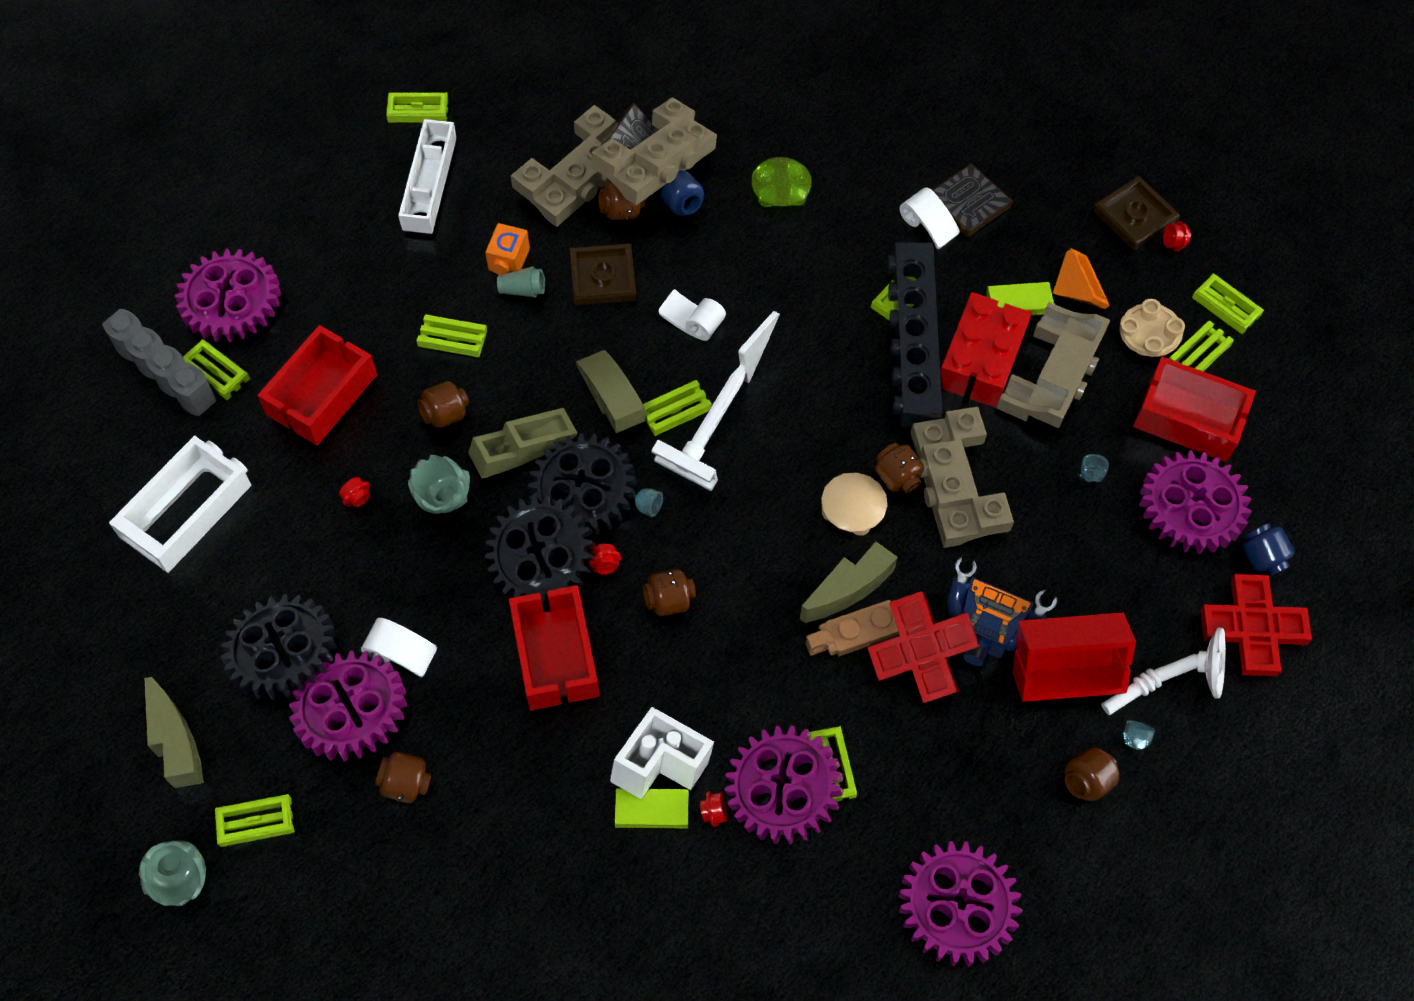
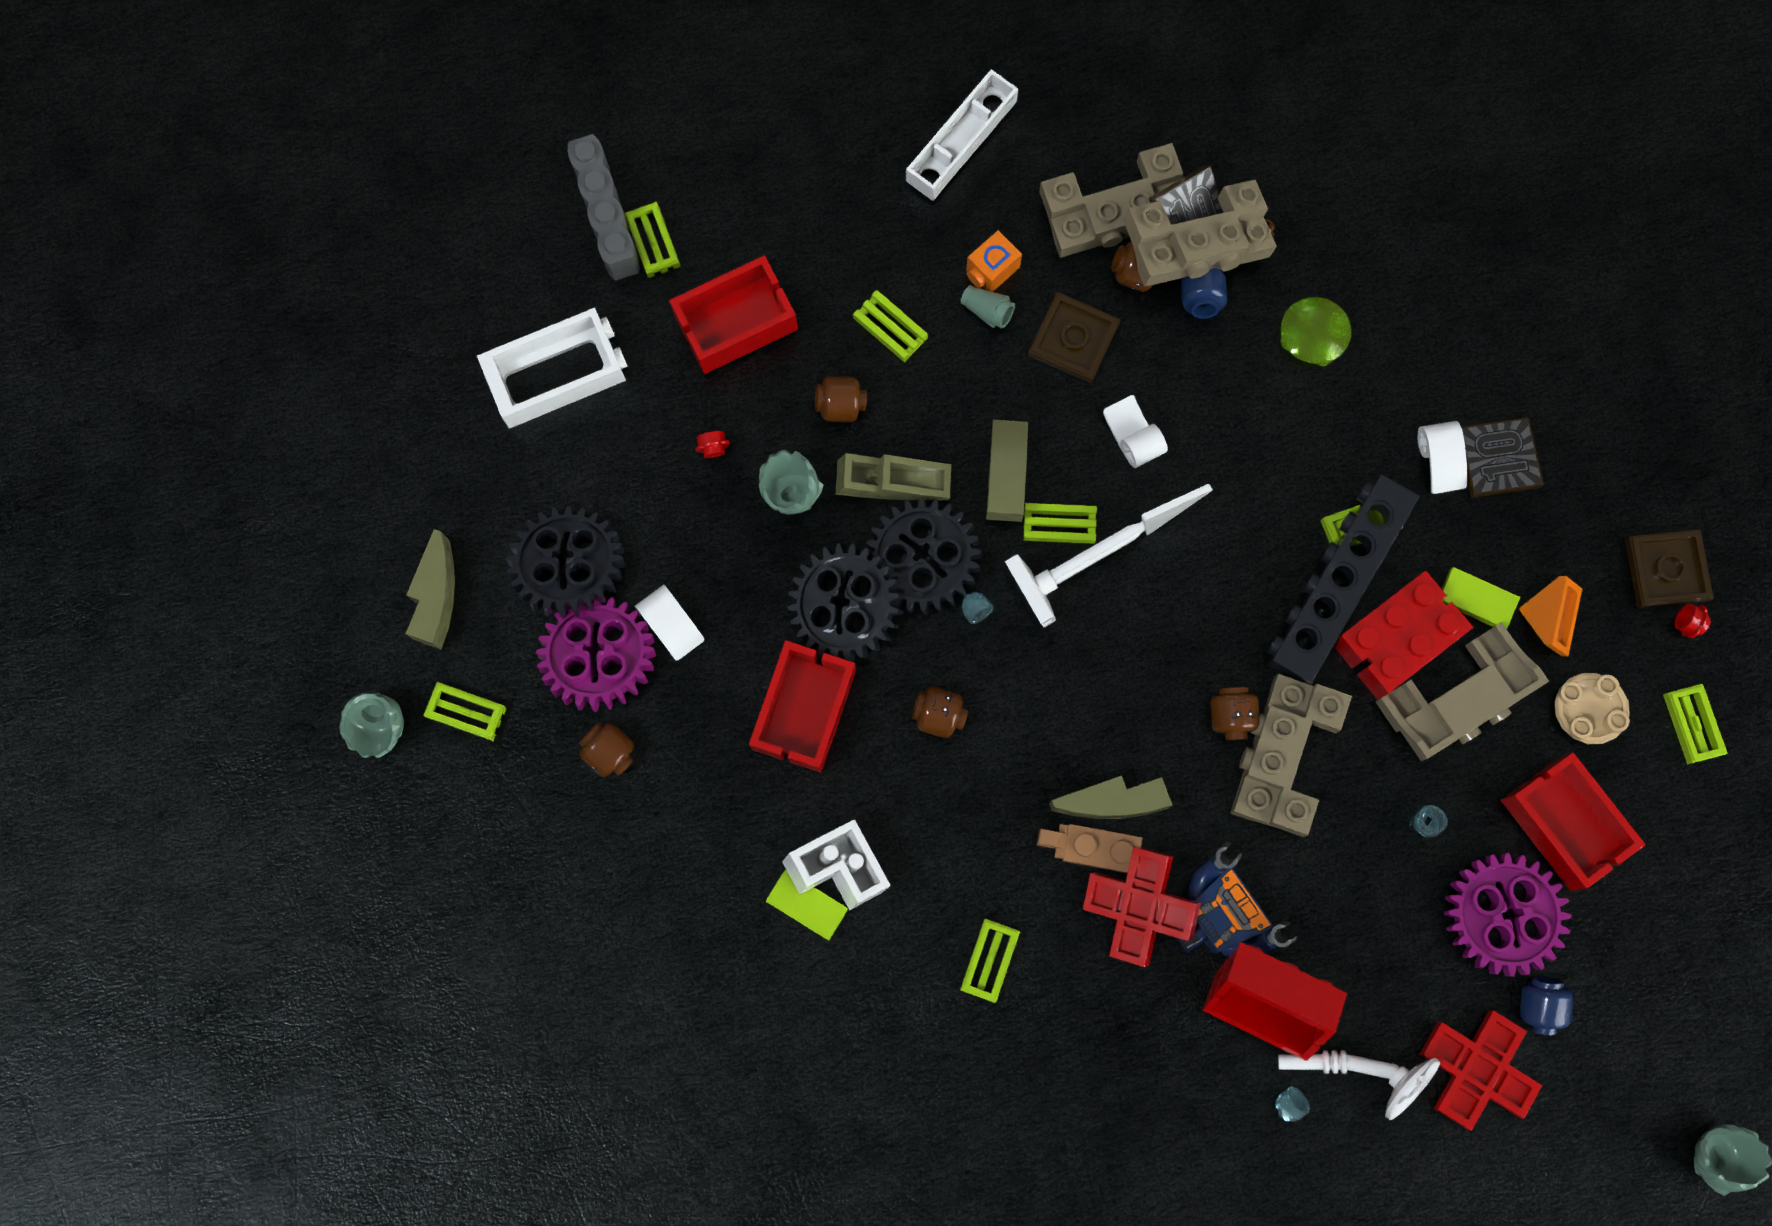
camera: 35 degrees right, 15 degrees up
(228, 286) = (680, 151): magenta gear -> none
(416, 111) = (994, 49): lime tile -> none
(605, 560) = (901, 643): red plate -> none
(714, 808) = (860, 939): red plate -> none
(816, 786) = (959, 979): magenta gear -> none
(854, 502) = (1171, 720): tan dish -> none
(957, 937) = (1001, 1183): magenta gear -> none
(1091, 774) = (1221, 1116): reddish brown head -> none
(1214, 336) = (1657, 753): lime tile -> none

